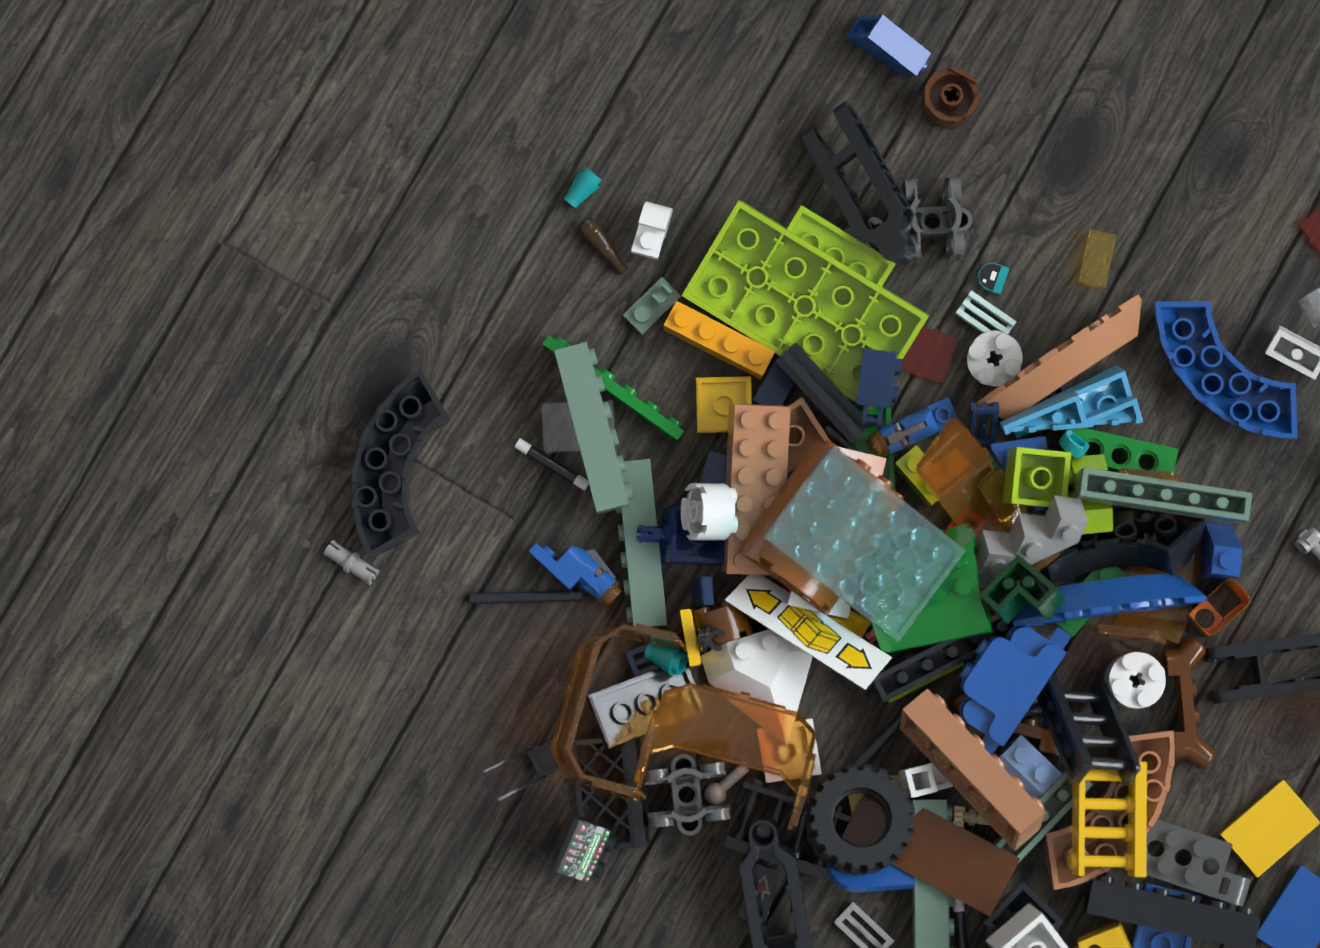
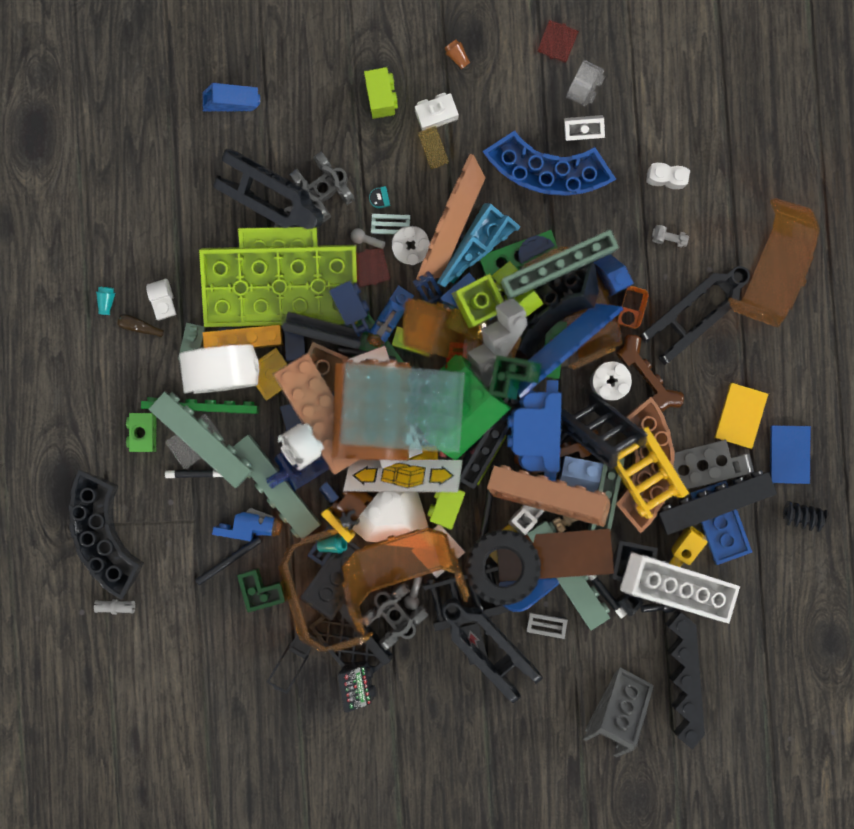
camera: 35 degrees left, 5 degrees up
(521, 390) = (148, 441): none -> bright green brick
(533, 657) = (256, 594): none -> dark green brick
(670, 357) = (219, 369): none -> white animal
(835, 702) = (446, 508): none -> lime brick
(937, 307) = (358, 236): none -> light grey bar
(958, 111) = (276, 103): reddish brown brick -> none
(1073, 156) = (379, 87): none -> lime brick
(1073, 444) = (488, 267): teal tile -> none
(1128, 218) = (436, 111): none -> white brick
(1143, 456) = (533, 246): none -> dark blue tile
(1198, 166) = (457, 53): none -> dark orange cone

